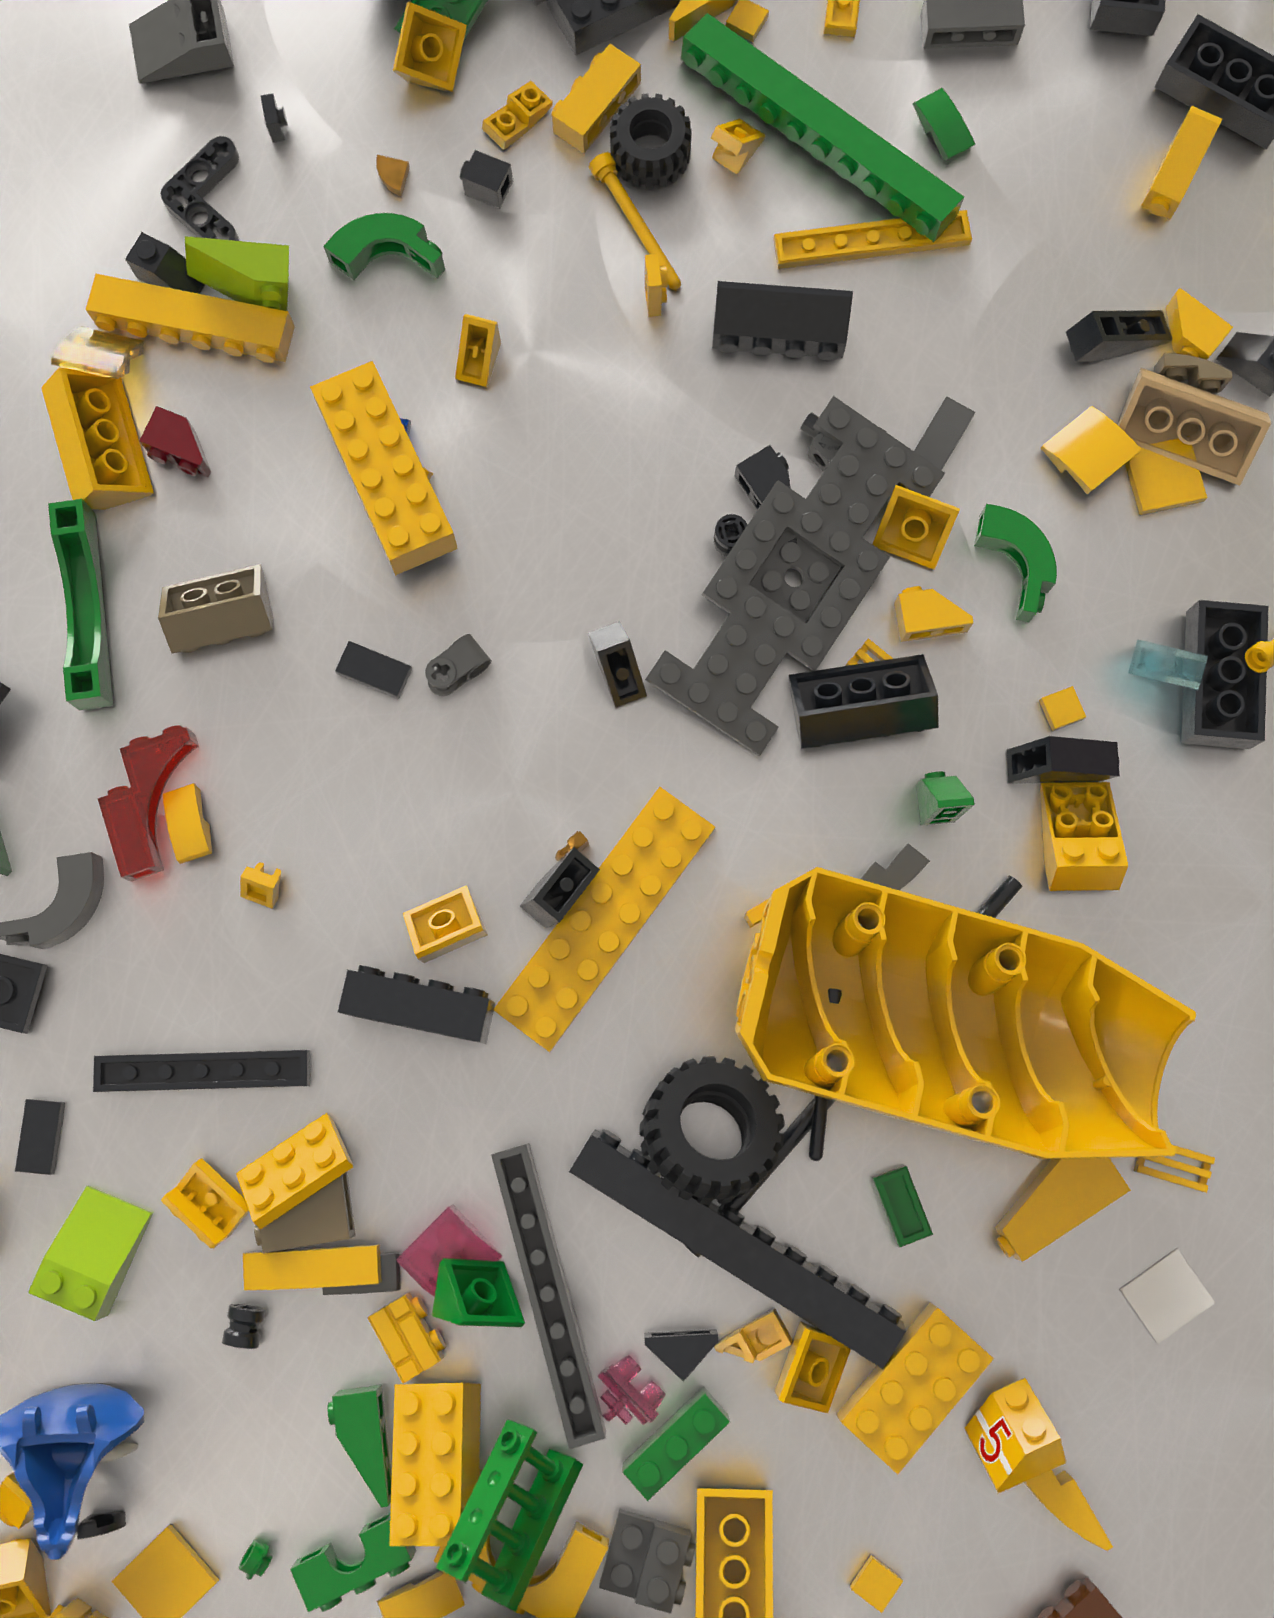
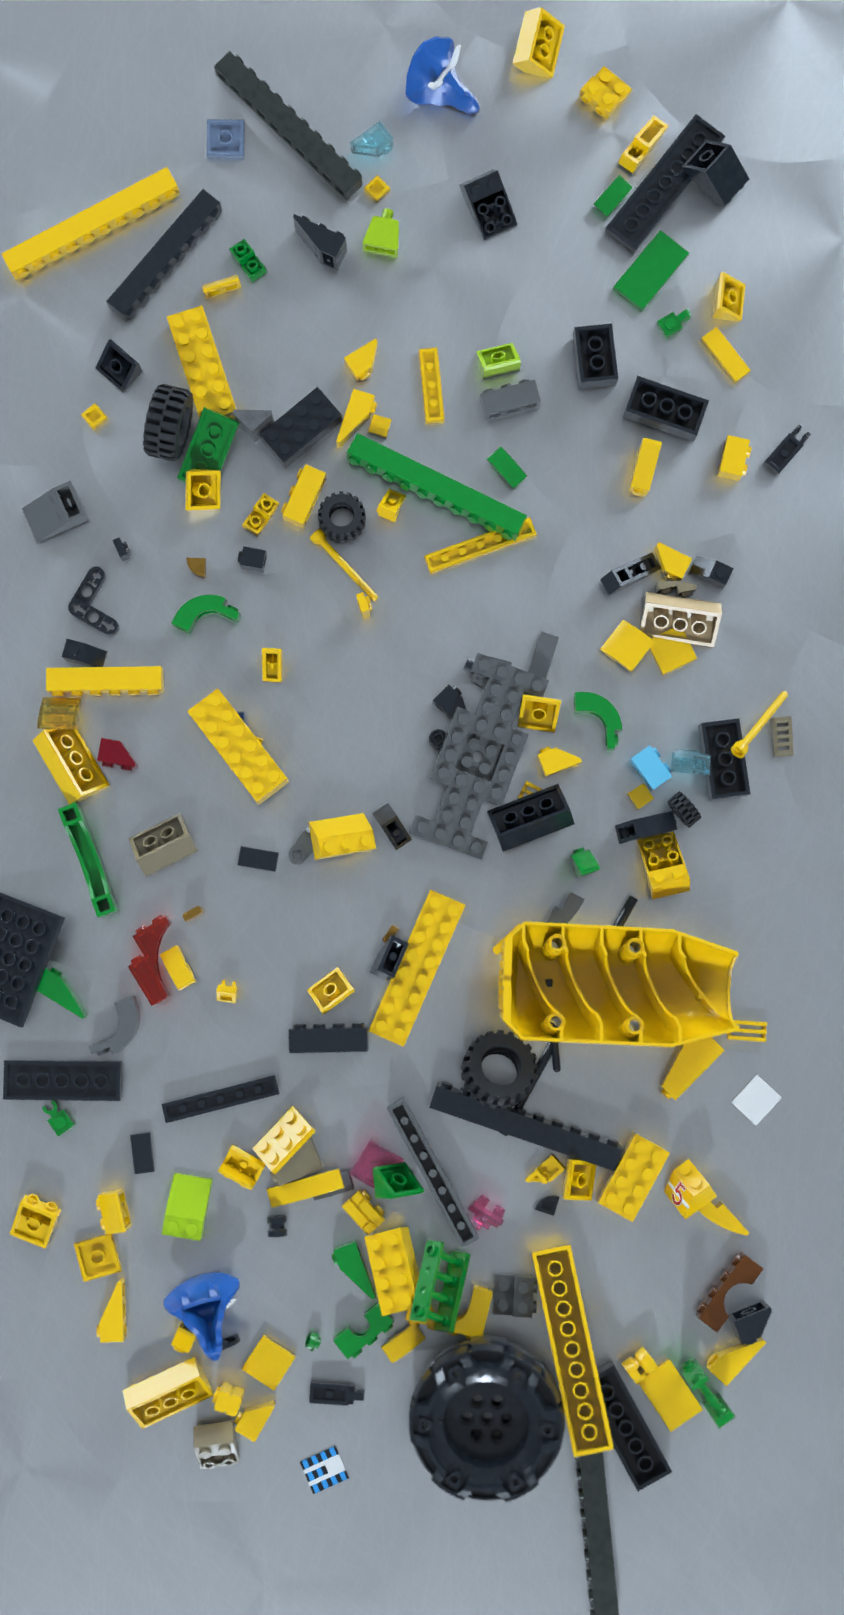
camera: 15 degrees left, 5 degrees up
(236, 736) = (191, 914): none -> pearl gold tile
(241, 269) = (133, 650): lime slope -> none
(525, 660) = (341, 836): none -> yellow slope
(675, 1443) = (515, 1233): green brick -> none
(681, 1349) = (508, 1185): black slope -> none
(746, 1403) = (548, 1204): none -> black tile
(781, 320) = (439, 610): black slope -> none
(876, 1583) = (634, 1279): yellow tile -> none
(902, 1206) = (608, 1085): green tile -> none
(1091, 662) = (651, 767): none -> medium azure brick
(1138, 744) = (684, 809): none -> black tyre

